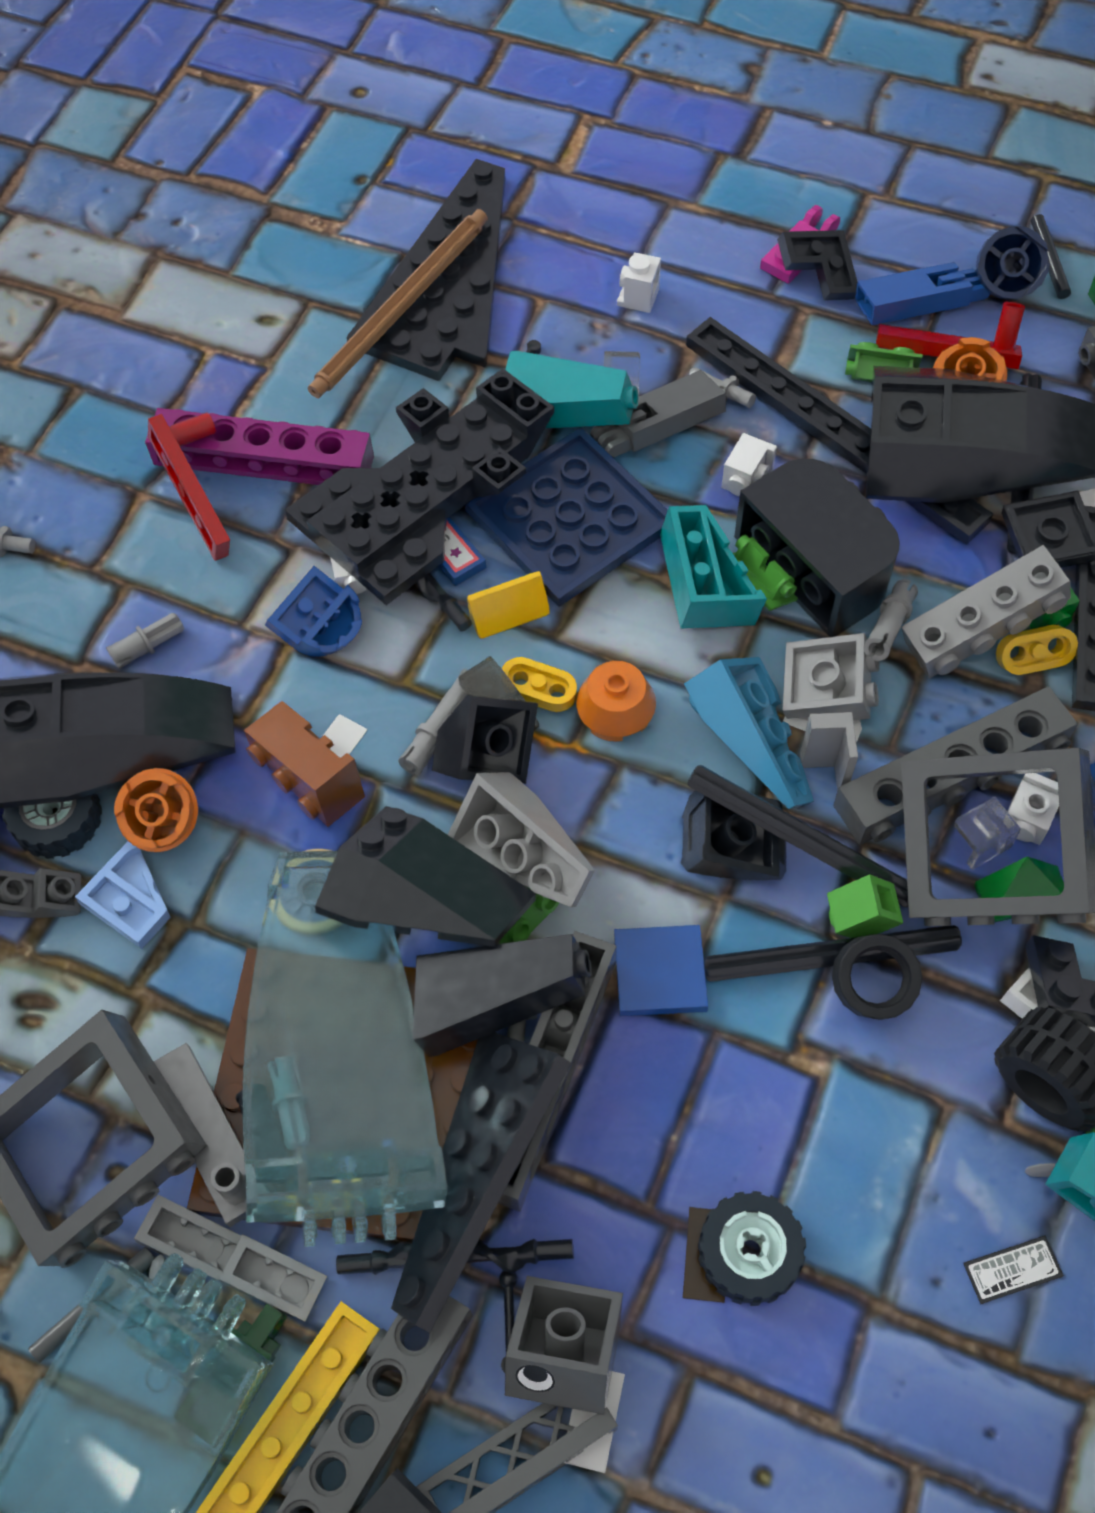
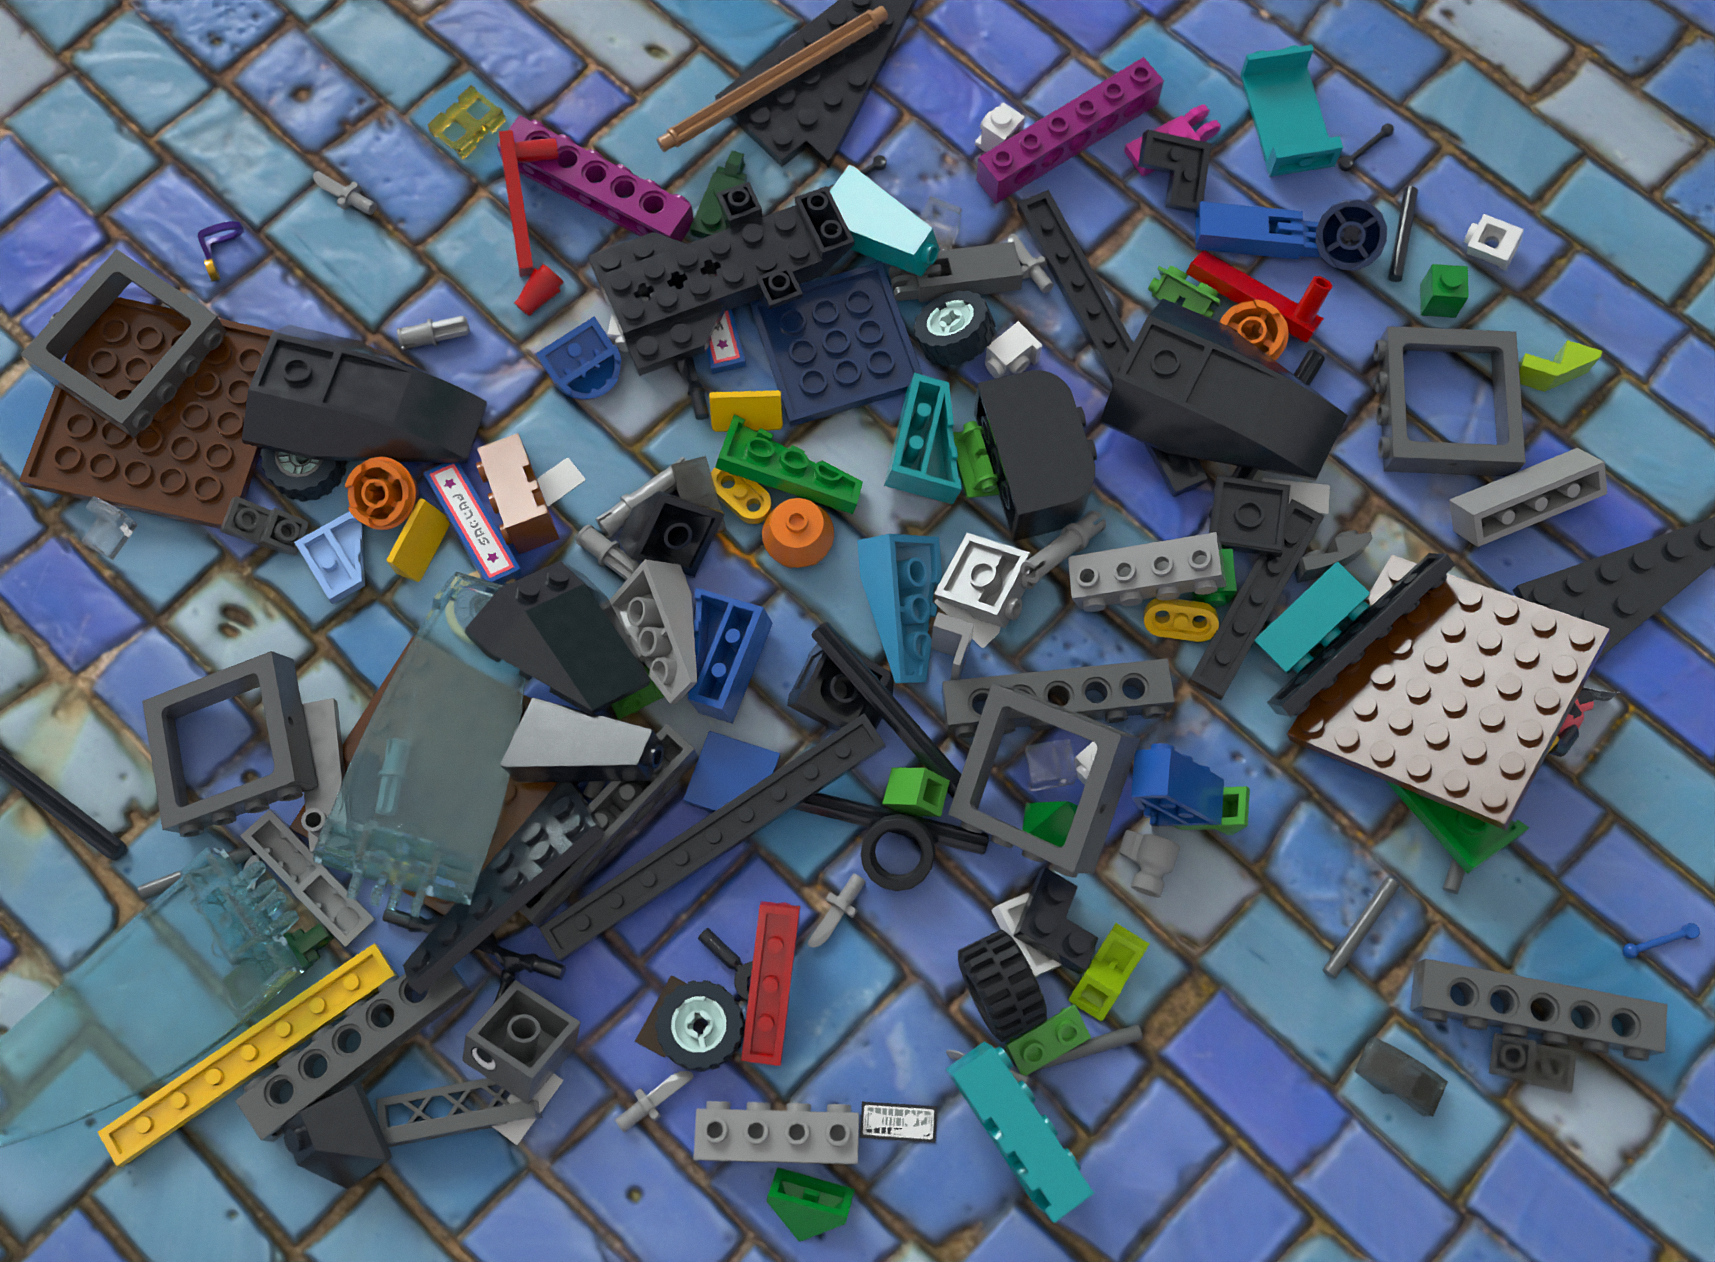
camera: 20 degrees right, 10 degrees up
(112, 439) = (474, 127): none -> clear yellow piece
(214, 849) = (418, 541): none -> yellow slope
(242, 562) = (539, 289): none -> red cone
(264, 808) = (472, 523): none -> tile
(390, 433) = (709, 215): none -> dark green hinge
(425, 789) = (606, 552): none -> light grey axle
(576, 644) = (773, 465): none -> green wing
(600, 825) = (727, 648): none -> blue wedge
(667, 1043) = (711, 837): none -> black plate
(683, 459) = (954, 328): none -> black wheel
(702, 263) = (1069, 130): none -> magenta brick
(732, 1361) = (648, 1103): none -> light grey piece
(752, 1164) = (729, 959): none -> black piece
(811, 1168) = (770, 983): none -> red piece
(839, 1059) = (840, 905): none -> light grey piece
(892, 191) = (1287, 111): none -> teal panel
(896, 1336) = (776, 1135): none -> light grey brick
(967, 1401) = (808, 1203): none -> green slope
(968, 214) = (1346, 162): none -> black hinge

